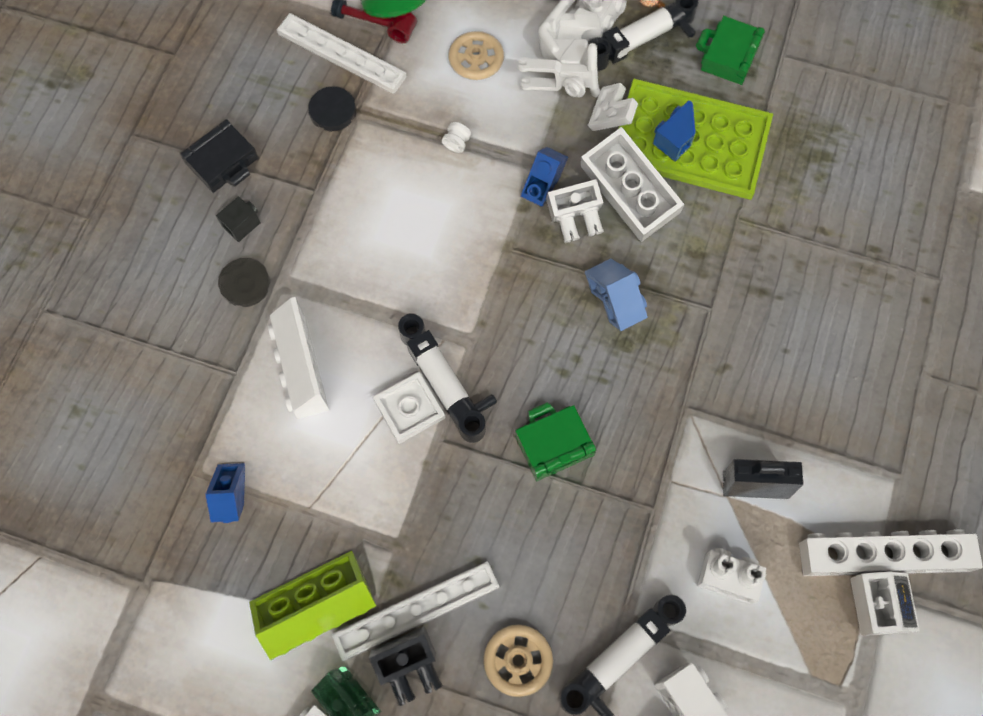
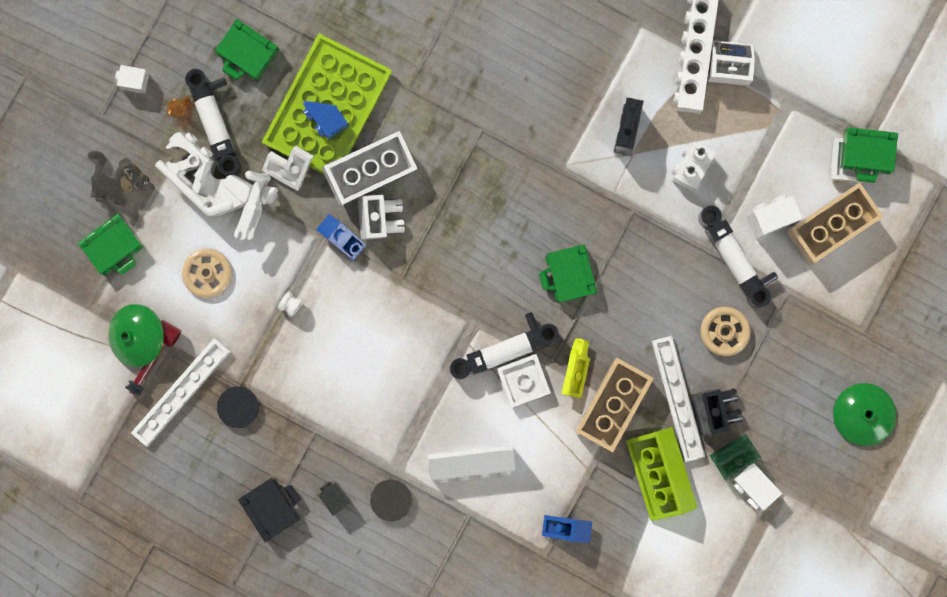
camera: 80 degrees left, 15 degrees up
(393, 521) = (614, 404): none -> tan brick
(433, 469) = (576, 369): none -> neon yellow hinge
(619, 293) = (459, 199): medium blue brick -> none

